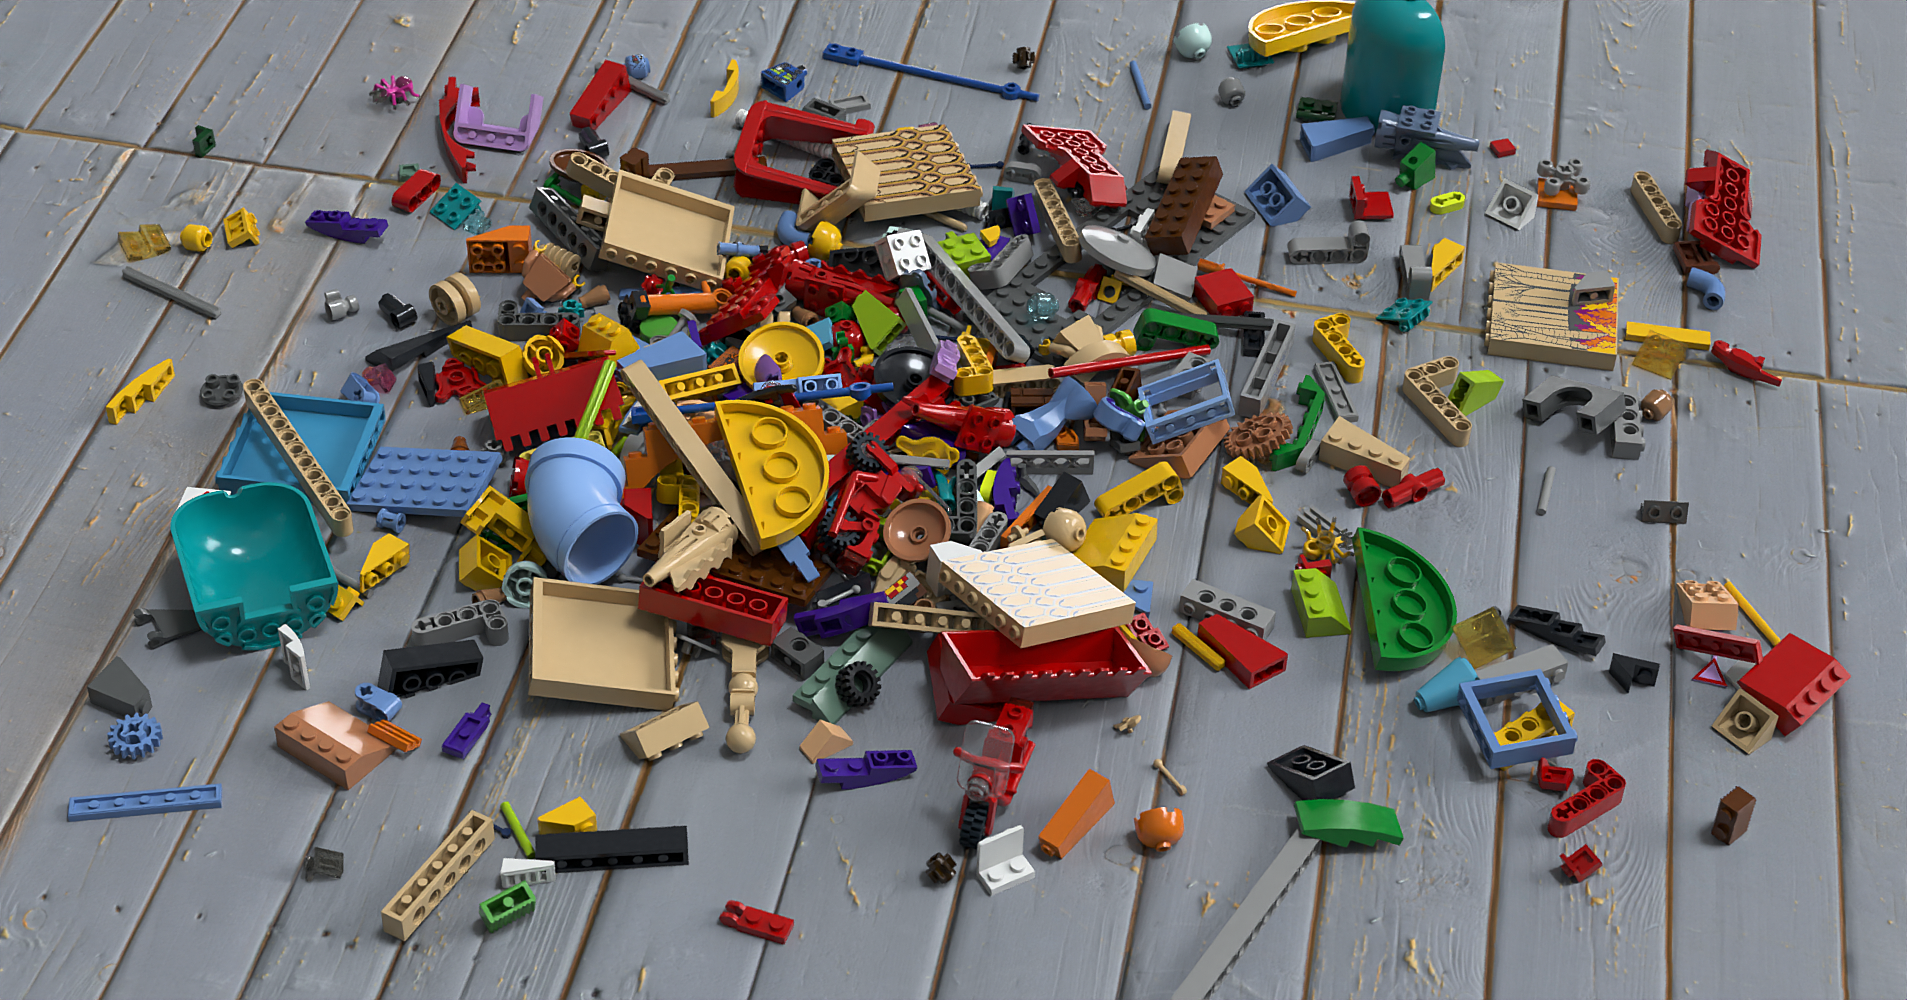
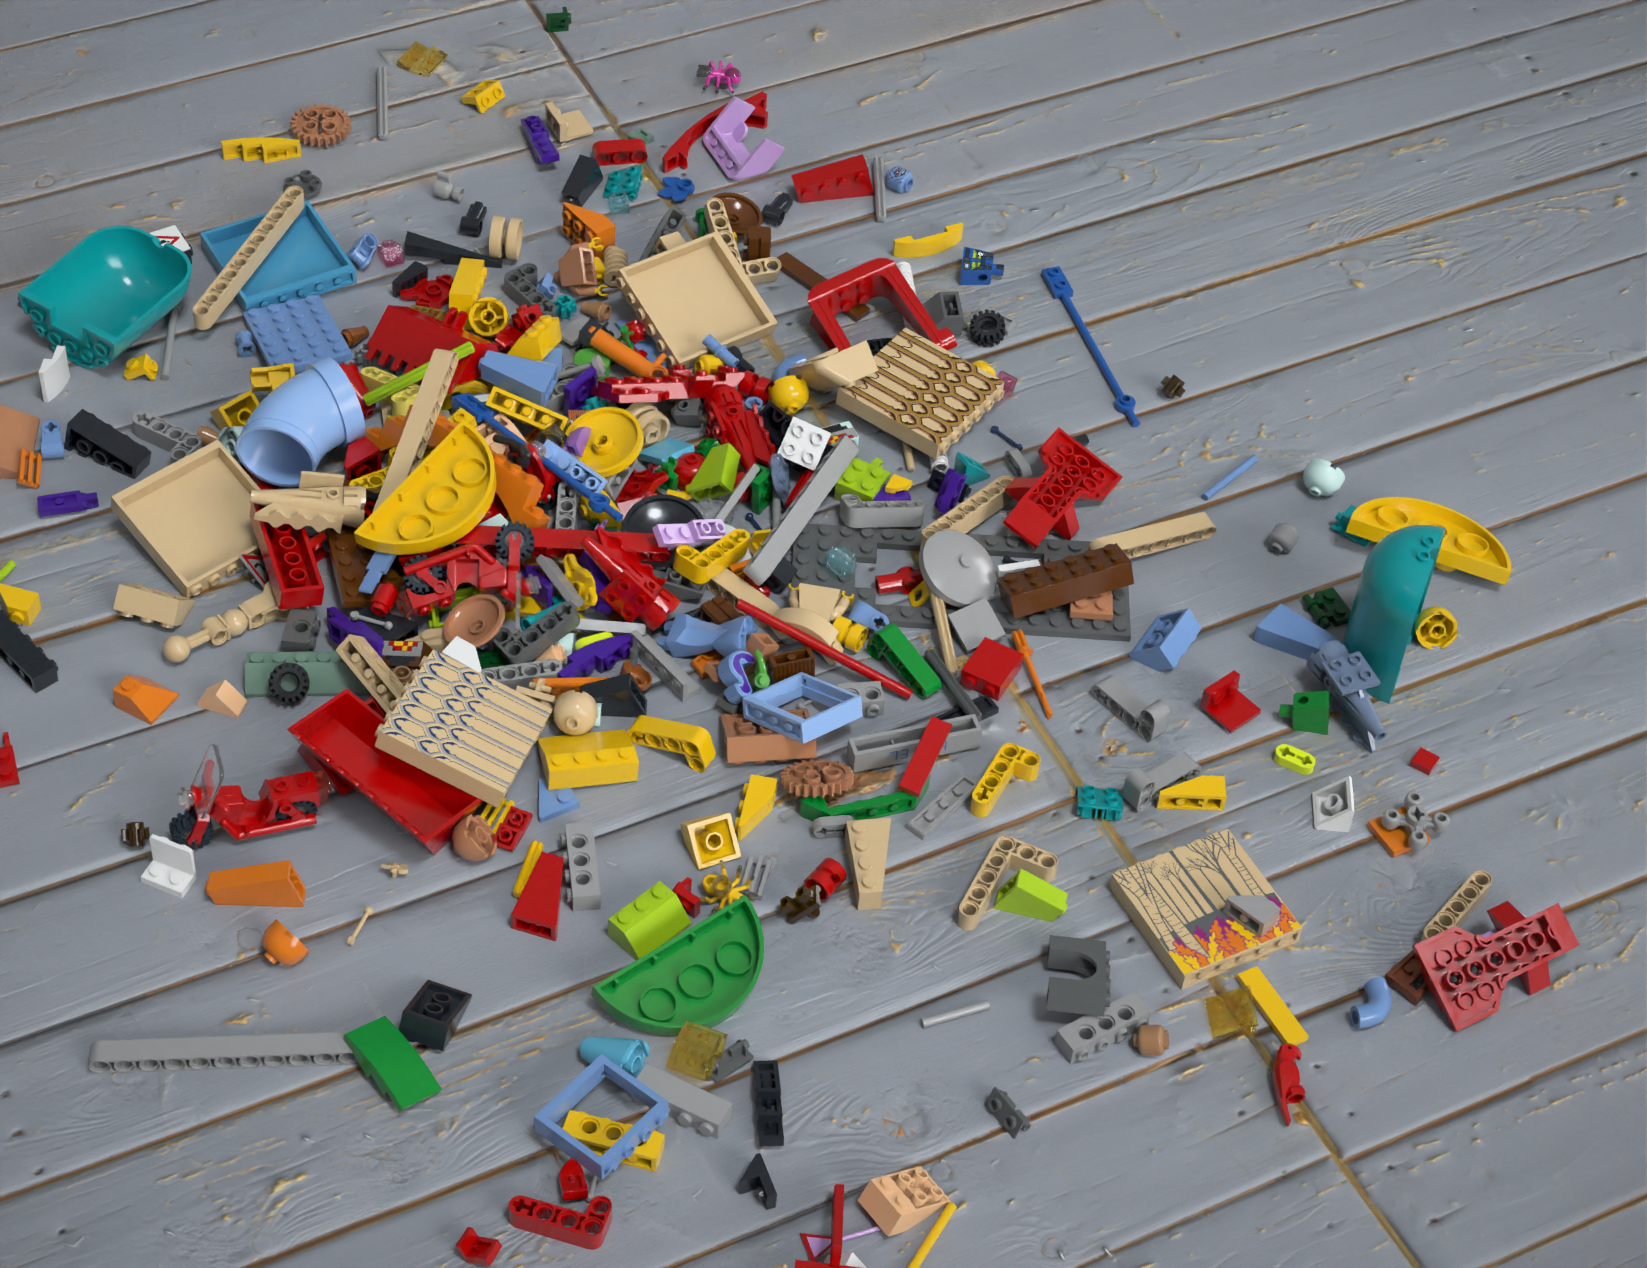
camera: 50 degrees right, 5 degrees up
(155, 340) = (306, 125): none -> nougat gear
(196, 237) = (447, 79): yellow head -> none
(342, 200) = (566, 125): none -> tan bracket
(384, 558) = (194, 361): yellow slope -> none
(432, 225) = (582, 181): none -> black slope
(498, 184) = (676, 188): none -> blue plate
(742, 384) = (552, 433): none -> clear smoke bracket
(774, 792) = (143, 698): none -> orange slope
(803, 316) = (693, 434): medium nougat cone -> none
(830, 573) = (383, 599): none -> red brick
(860, 101) = (987, 337): none -> black tyre
(872, 770) = (202, 734): dark purple slope -> none
(1042, 480) = (640, 675): none -> dark orange hair
(1115, 322) = (866, 615): none -> medium blue piece
(1297, 365) = (925, 756): none -> red tile
(1379, 508) = (804, 904): none -> dark brown hips
(1413, 488) = (861, 916): red piece -> none

